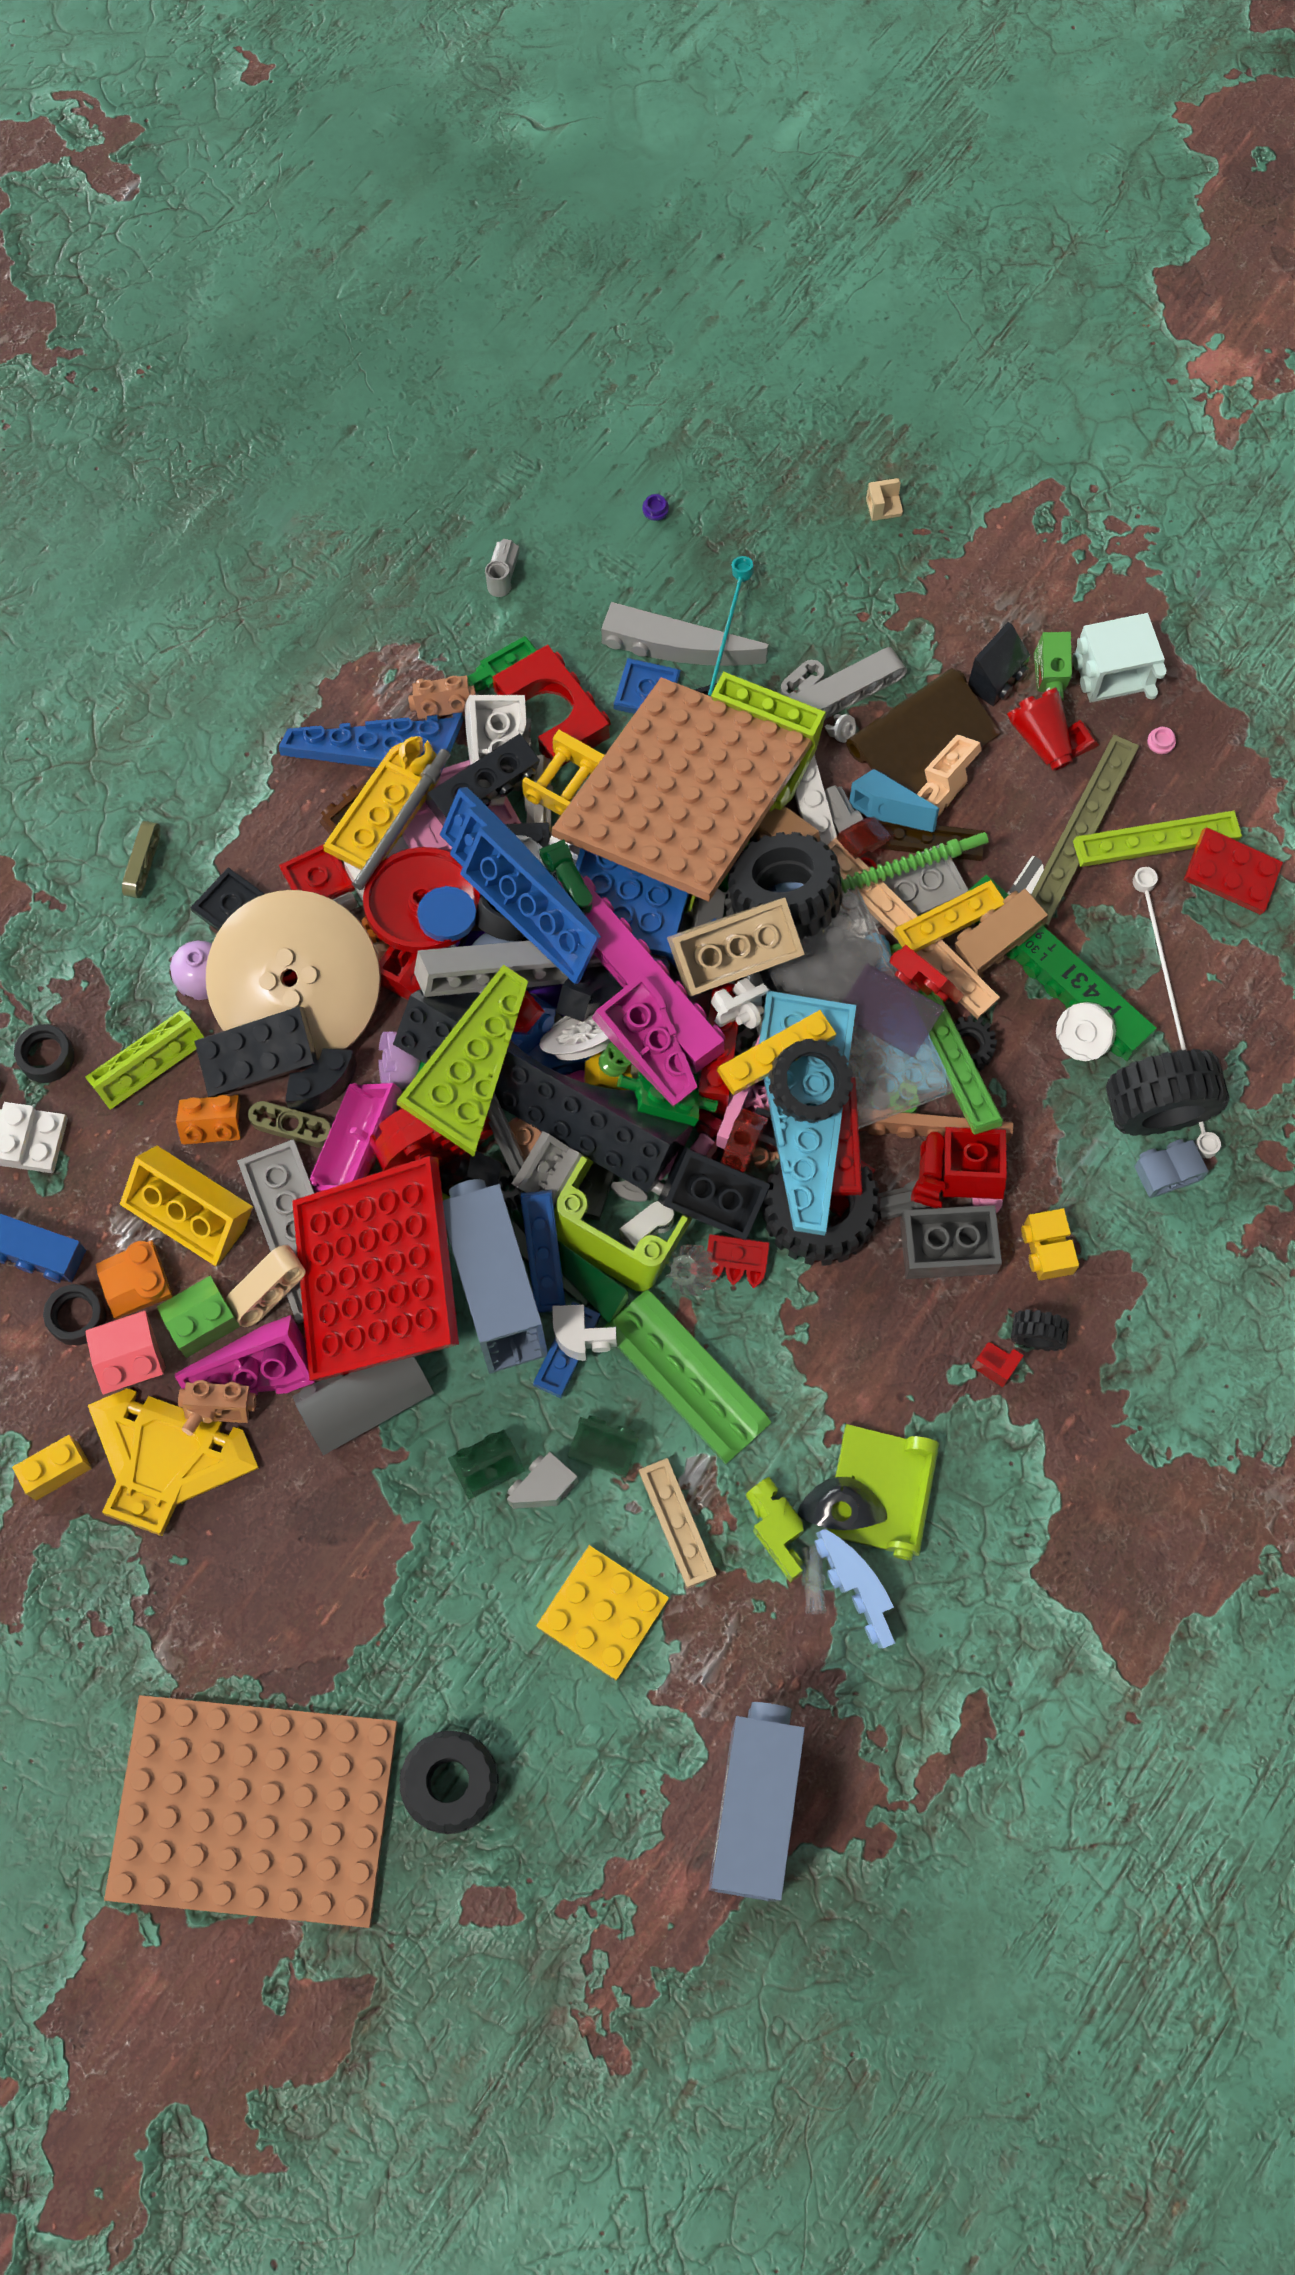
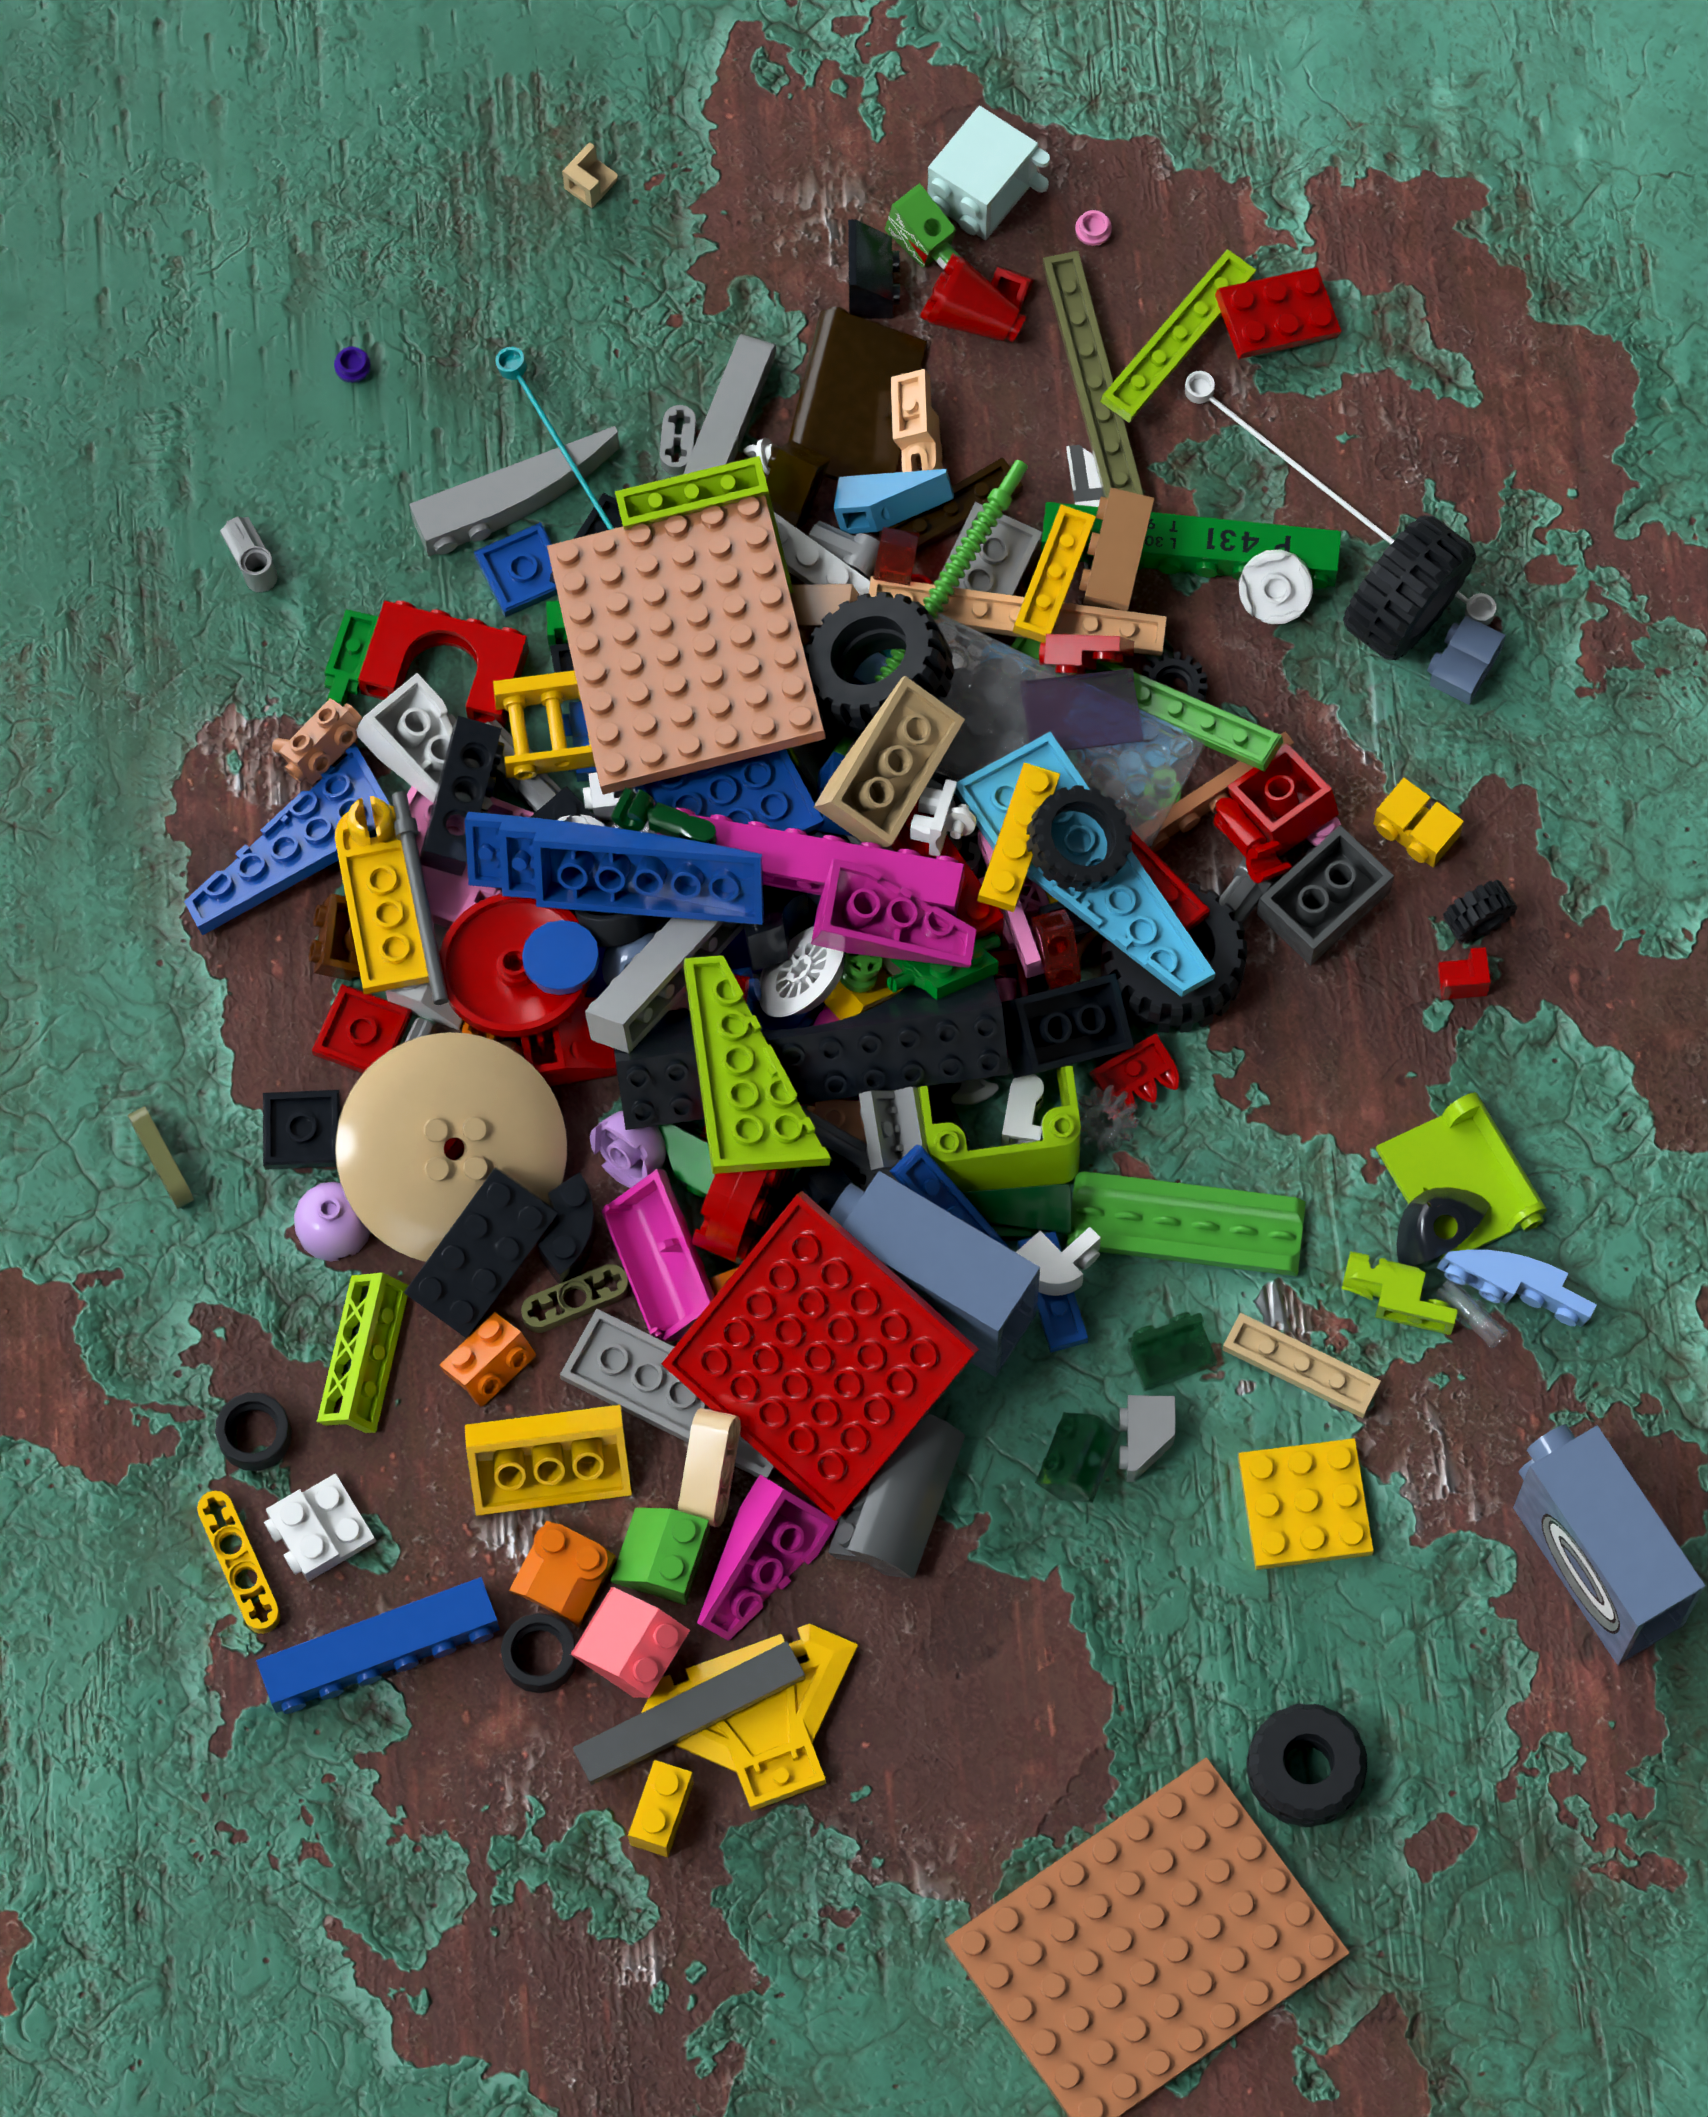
camera: 40 degrees left, 0 degrees up
(119, 1424) = (689, 1713): none -> dark grey tile
(215, 1402) = (762, 1617): nougat brick -> none
(842, 751) = (795, 481): none -> dark brown brick

